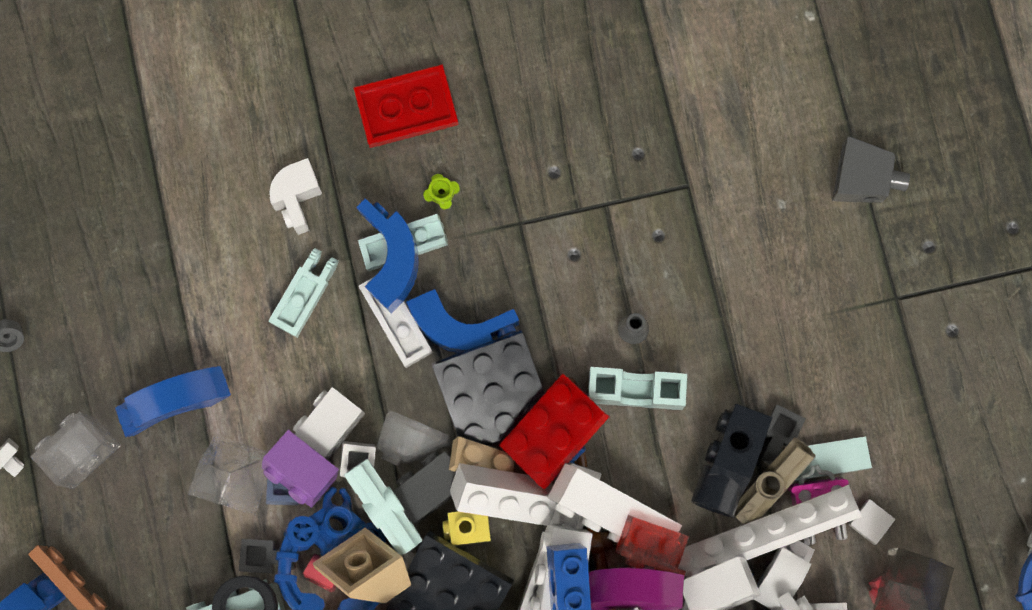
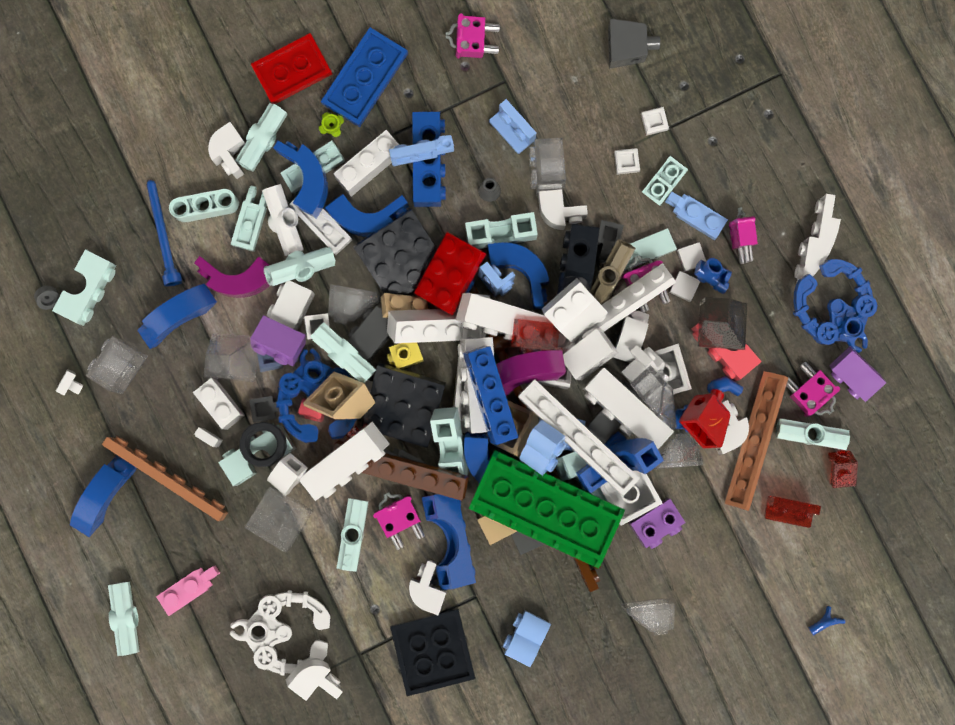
camera: 15 degrees left, 5 degrees up
(81, 319) = (80, 306): none -> light aqua arch
(173, 577) = (208, 437): none -> white tile
(179, 344) = (171, 275): none -> blue piece
(199, 535) = (219, 403): none -> white brick
(233, 253) = (194, 201): none -> light aqua beam
(275, 380) = (235, 286): none -> magenta arch
(344, 187) = (261, 137): none -> light aqua piece
(346, 305) = (282, 219): none -> white piece
(353, 373) = (299, 266): none -> light aqua piece
(478, 255) = (366, 164): none -> white brick
(500, 138) = (364, 77): none -> blue plate
(553, 256) = (421, 150): none -> light blue hinge
(563, 219) = (423, 195): none -> blue brick
(609, 452) = (491, 278): none -> light blue bracket
(653, 116) = (471, 36): none -> dark pink piece
(654, 431) = (517, 257): none -> blue arch
(684, 251) = (513, 127): none -> light blue bracket
(712, 523) = (574, 311): none -> white slope
(714, 377) = (554, 212): none -> white brick
(720, 316) = (548, 164): none -> clear brick
(829, 331) = (627, 161): none -> white tile
(875, 370) = (665, 180): none -> light aqua slope
(878, 285) = (654, 121): none -> white tile
(890, 483) = (690, 256): none -> white tile
(909, 427) = (697, 215): none -> light blue hinge
(916, 515) = (713, 274): none -> blue plate
(968, 472) = (743, 236): none -> dark pink piece

